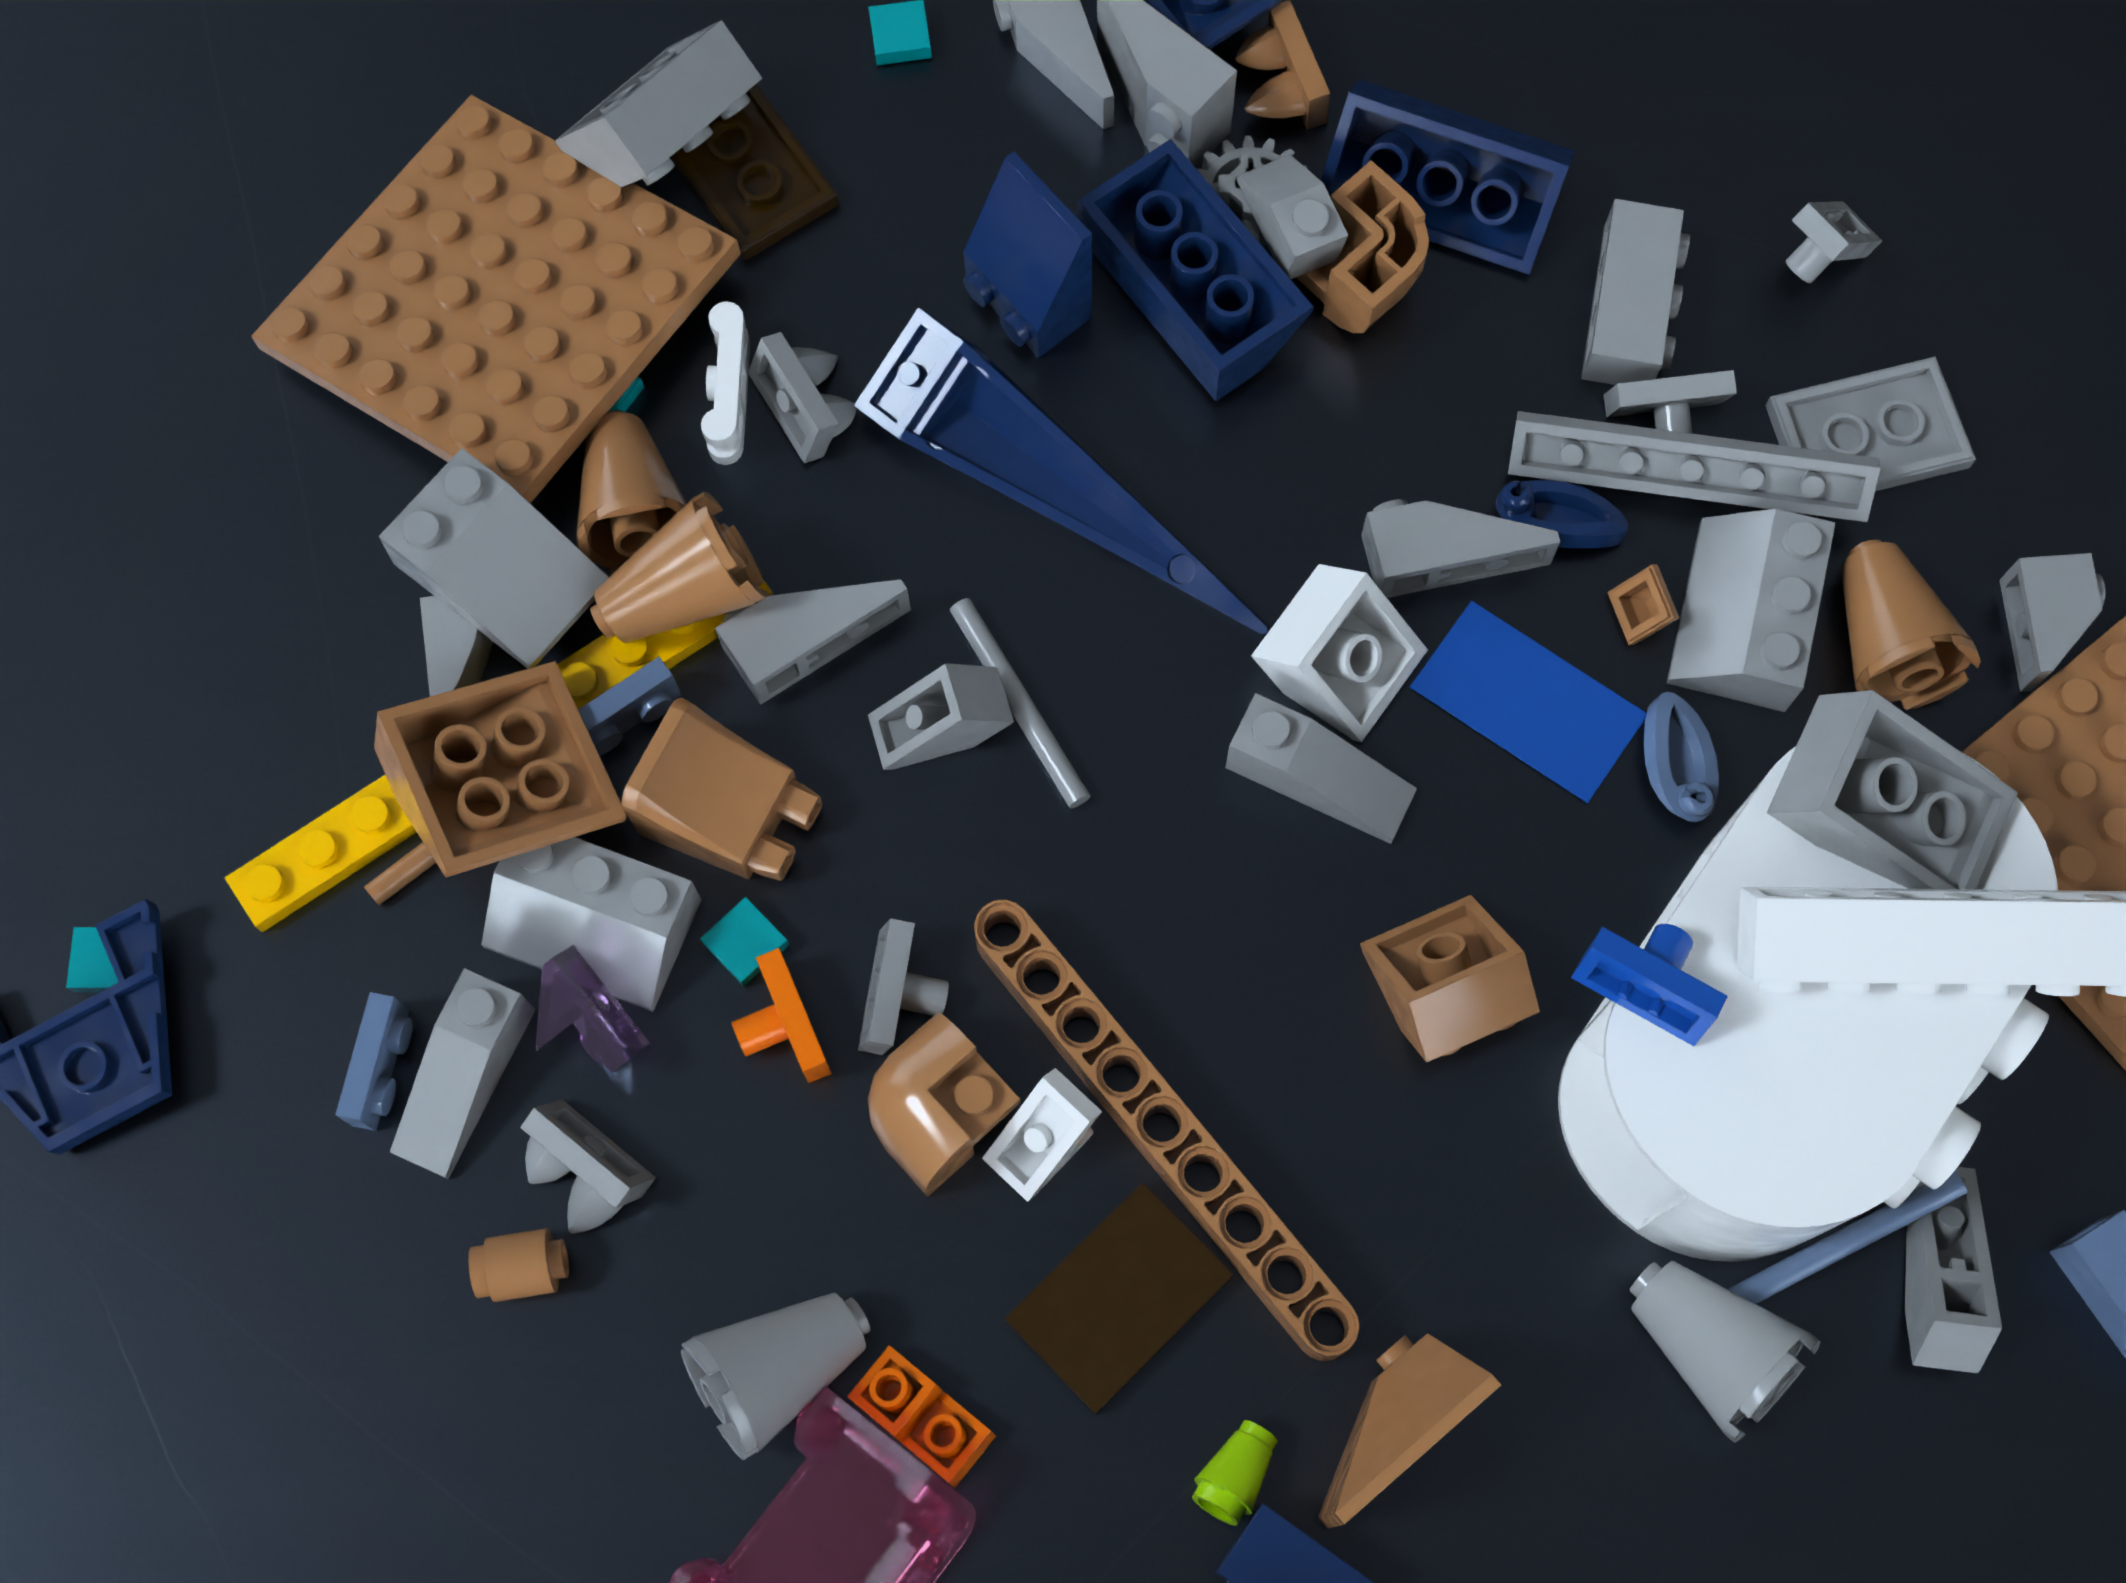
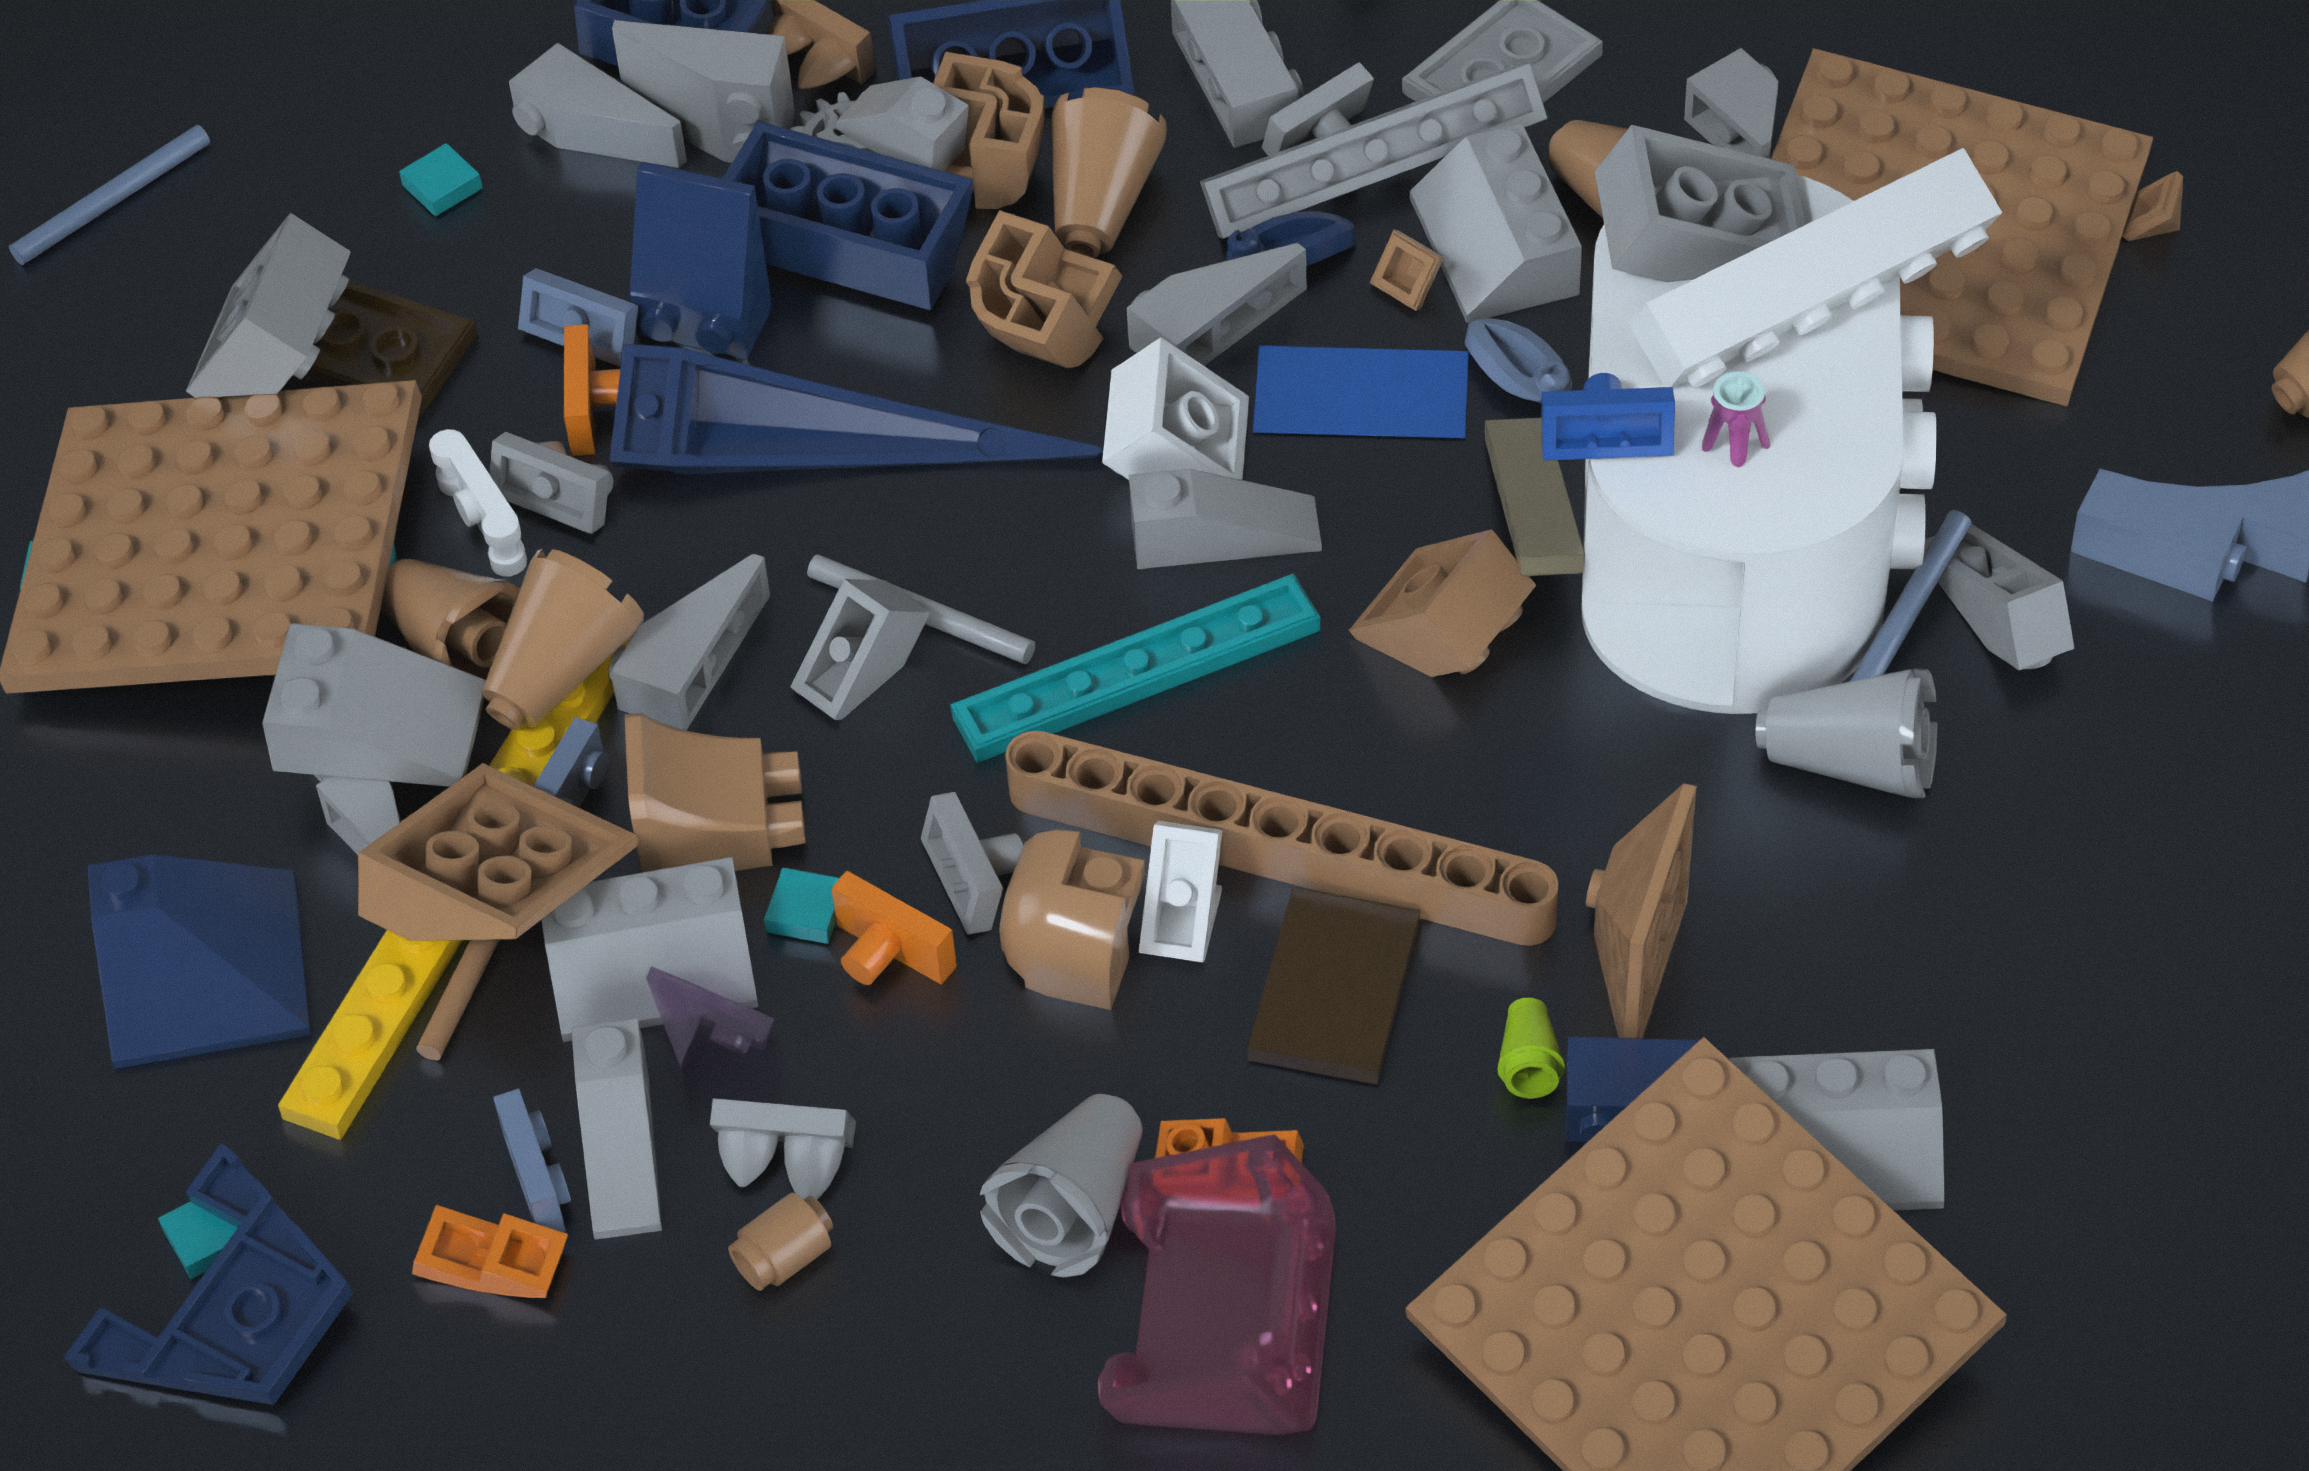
camera: 30 degrees left, 20 degrees down
(251, 694) = (196, 956): none -> dark blue slope
(298, 1122) = (488, 1257): none -> orange slope
(876, 318) = (584, 389): none -> orange tile
(918, 242) = (555, 302): none -> sand blue plate
(1159, 871) = (1136, 666): none -> teal tile
(1303, 452) = (1038, 292): none -> medium nougat brick
(1438, 348) = (1100, 164): none -> medium nougat cone
(1602, 897) = (1533, 499): none -> dark tan tile
(1778, 1049) = (1738, 402): none -> piece

